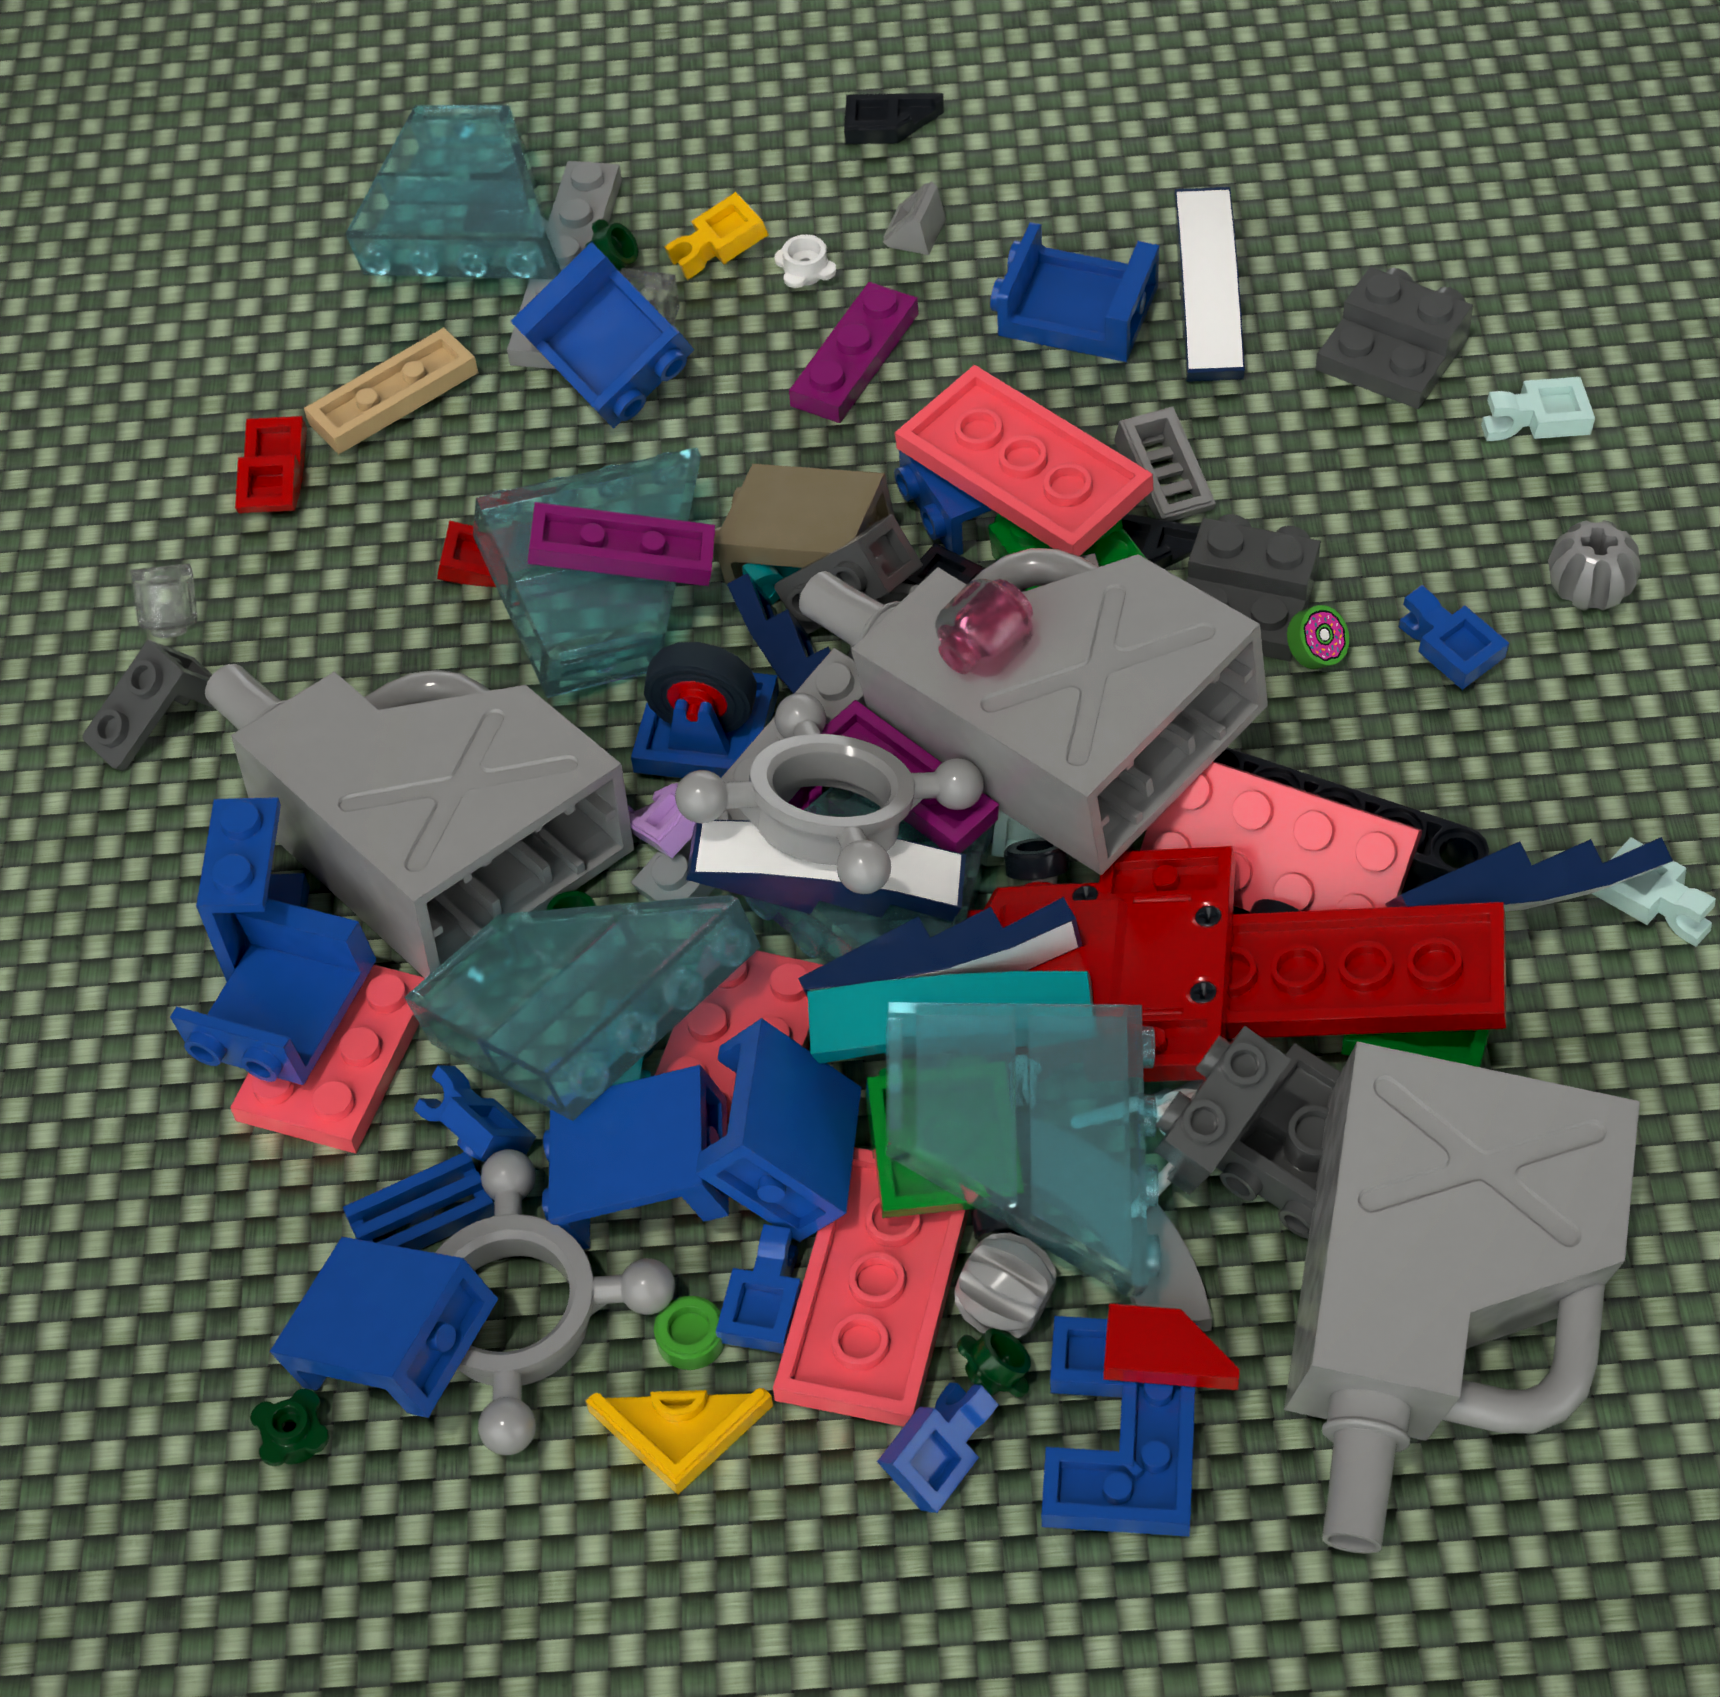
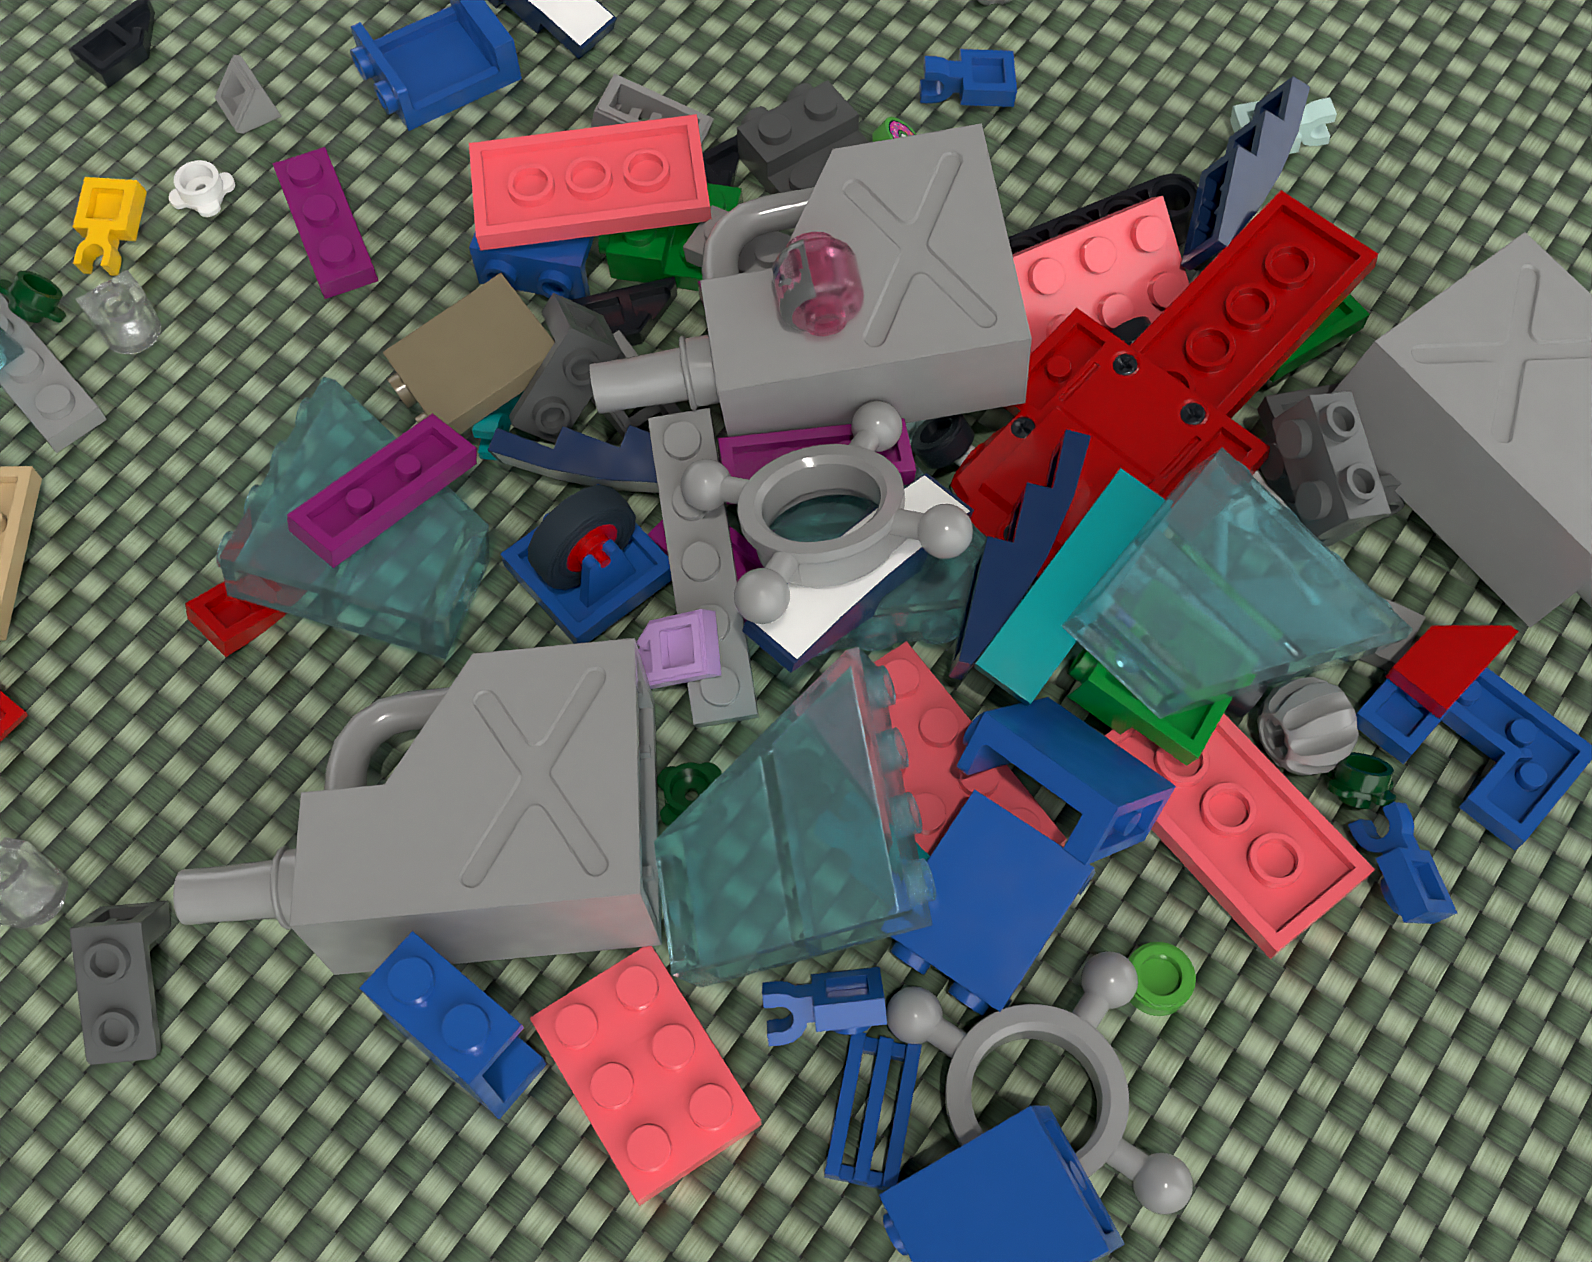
camera: 55 degrees left, 10 degrees up
(282, 993) = (579, 1083): blue panel -> none
(603, 336) = (134, 360): blue panel -> none
(679, 1430) = (1244, 1051): yellow tile -> none
(762, 1301) = (1182, 906): blue plate -> none

